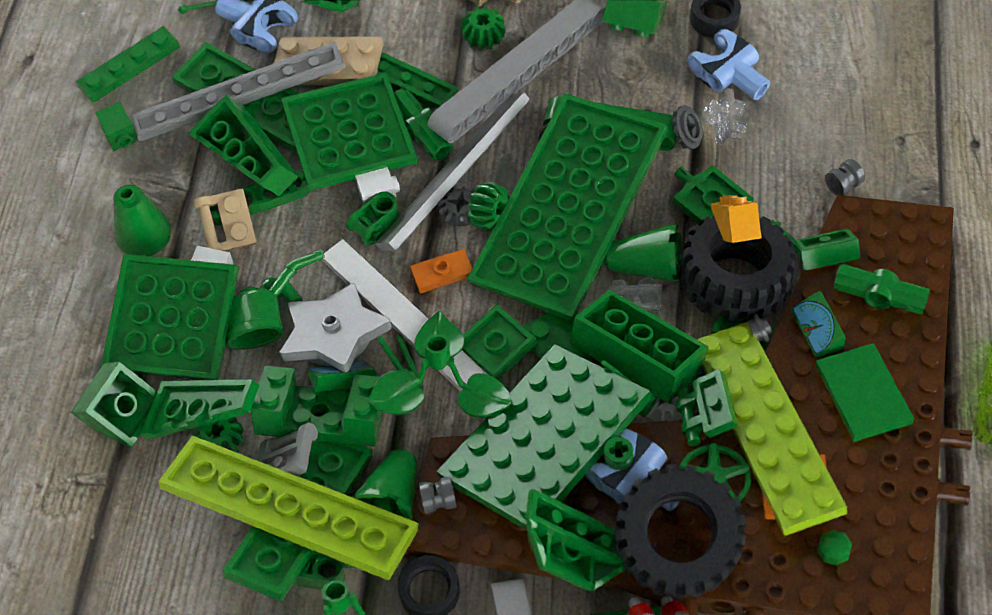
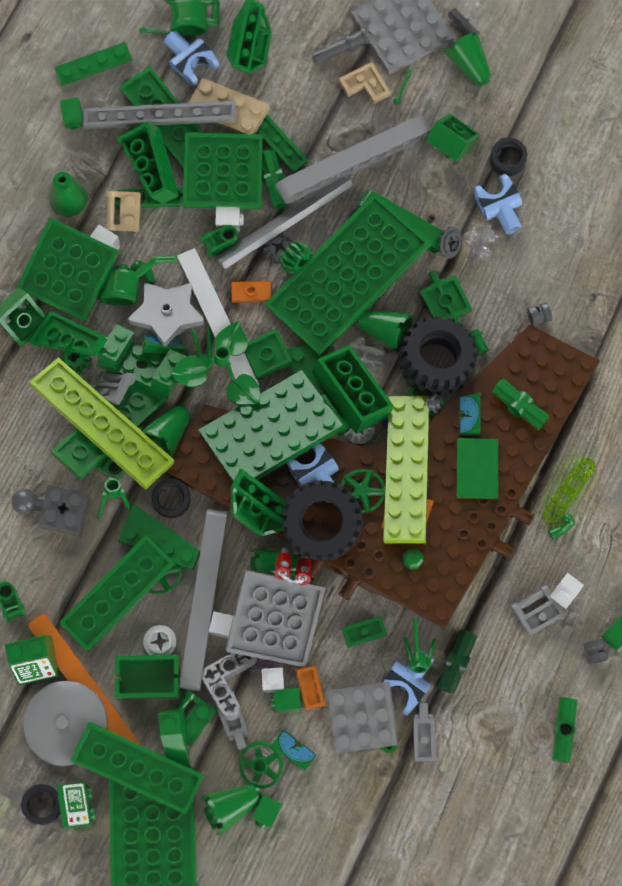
camera: 15 degrees right, 15 degrees up
(437, 495) = (193, 445): dark grey wheel -> none
(483, 27) = (343, 110): green gear -> none
(627, 450) = (312, 463): green bush -> none
(714, 405) = (380, 446): green plate -> none
(737, 218) = (444, 328): light orange slope -> none
(827, 249) = (501, 363): green slope -> none

